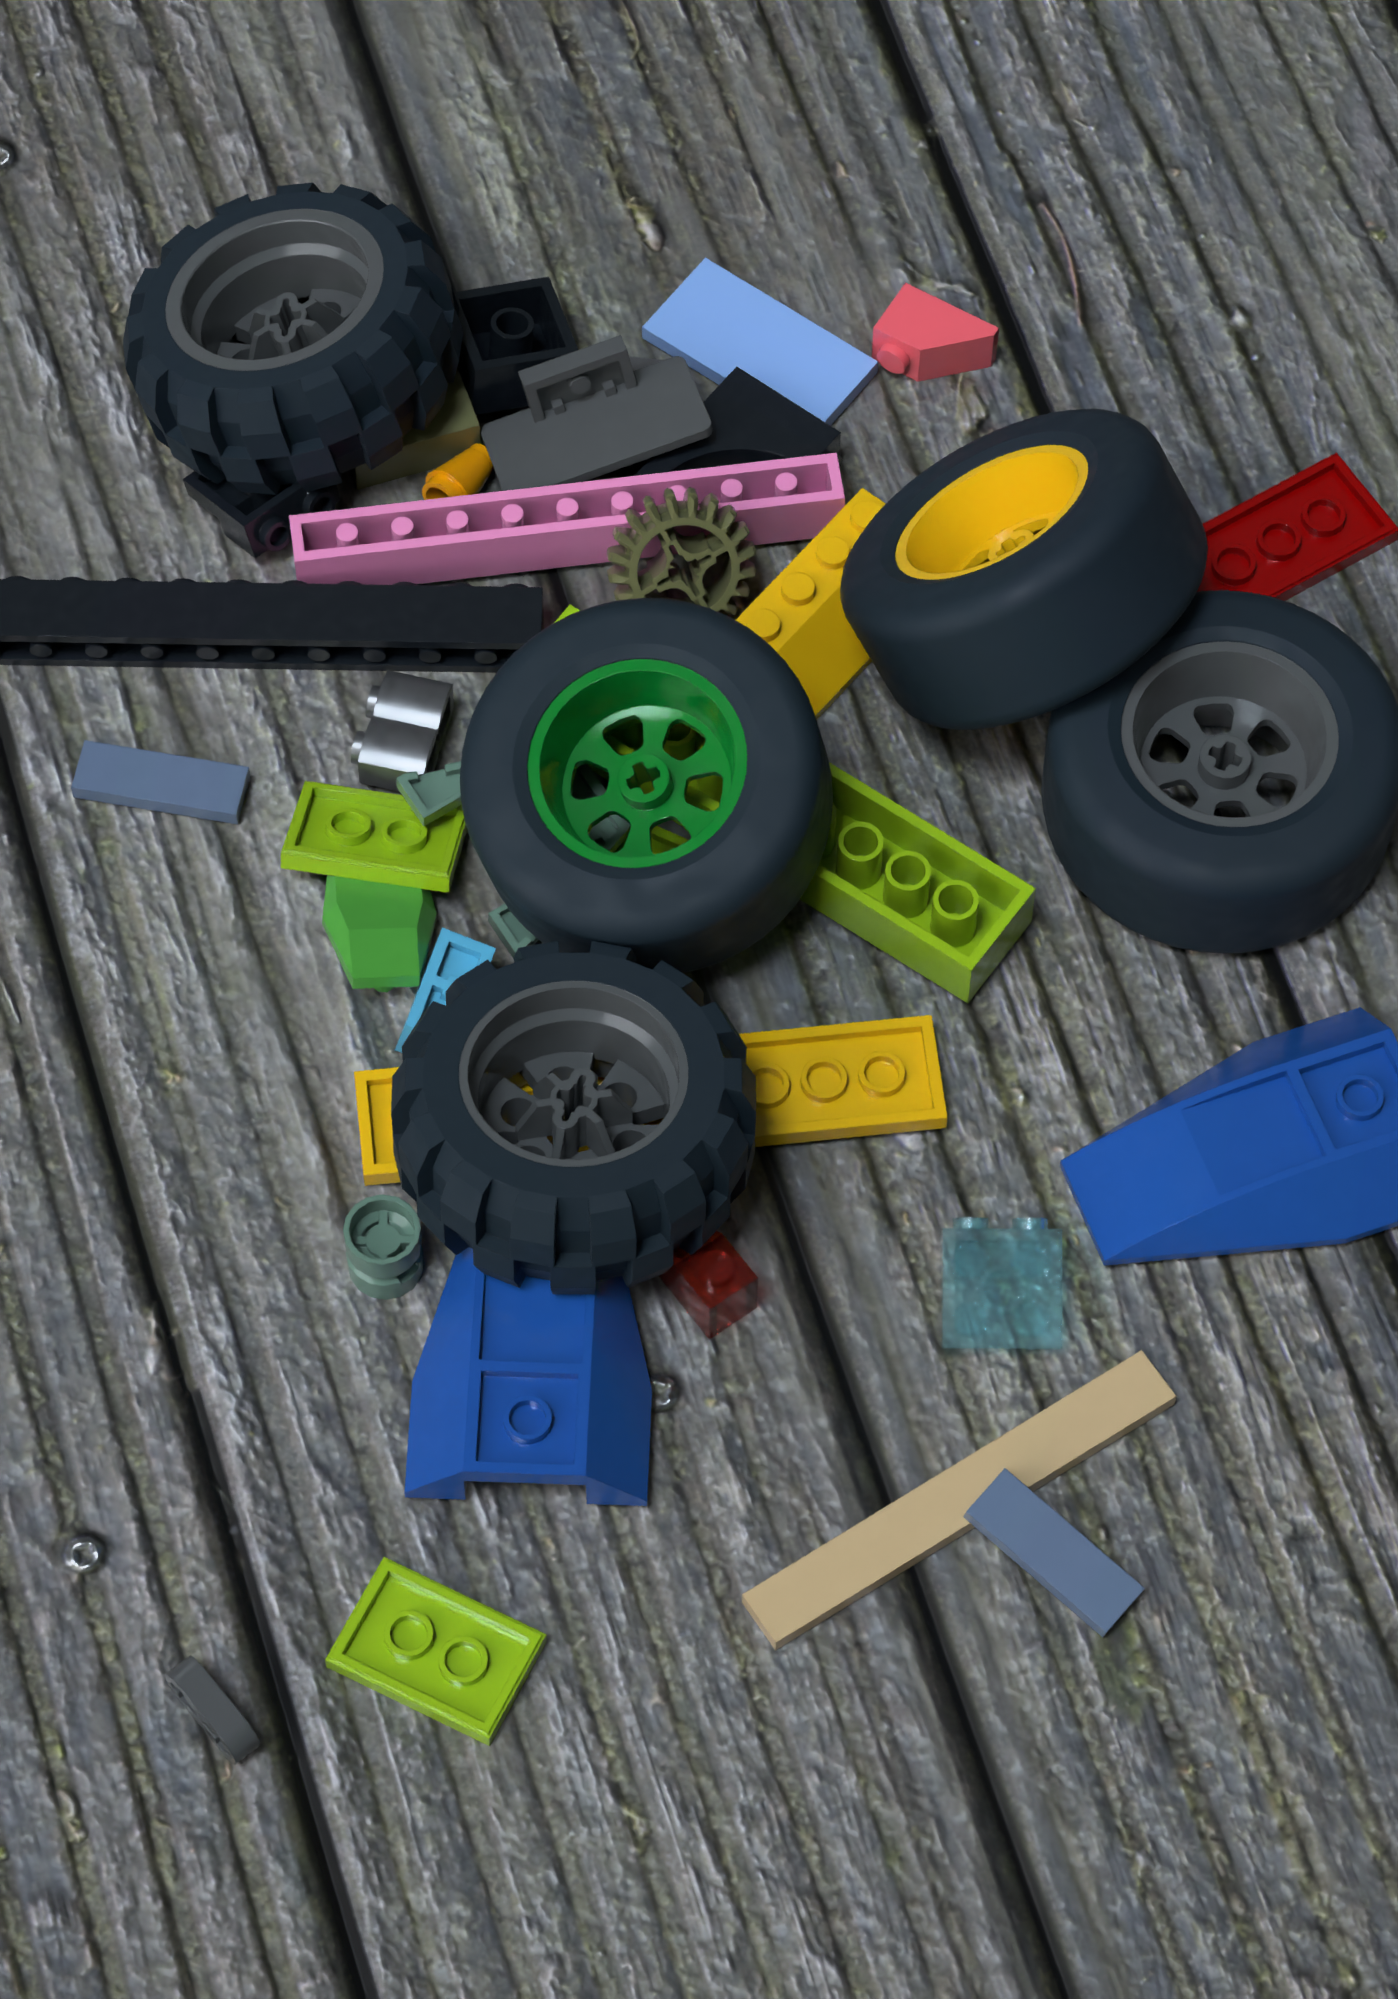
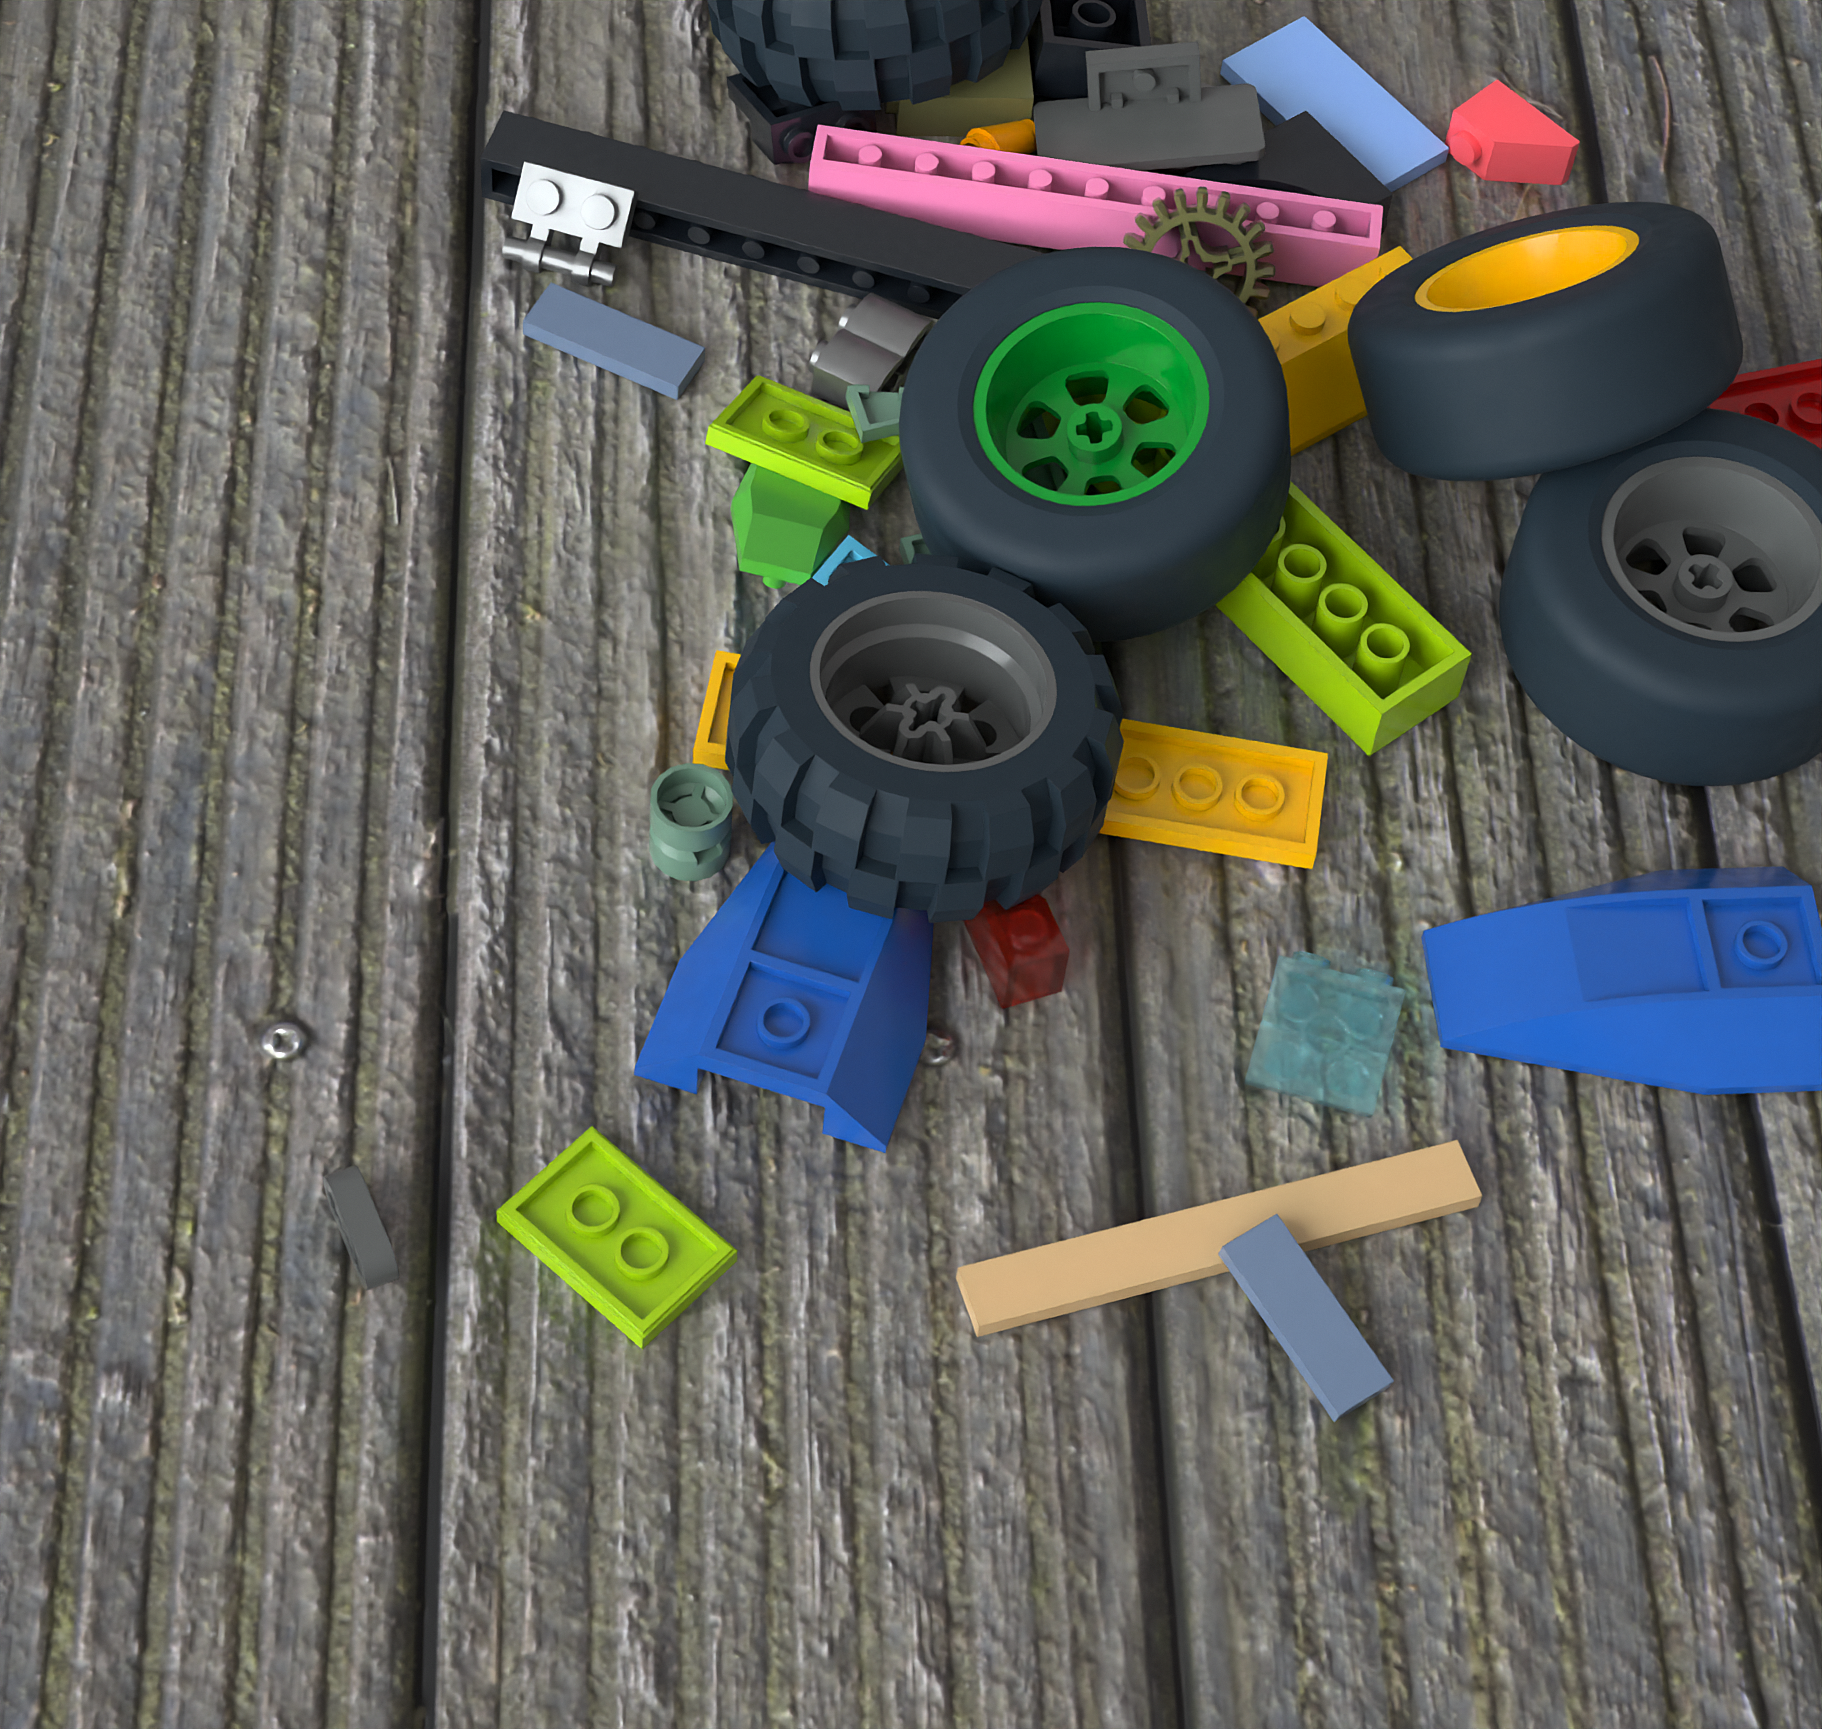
camera: 10 degrees right, 5 degrees down
(85, 660) = (573, 206): none -> plate

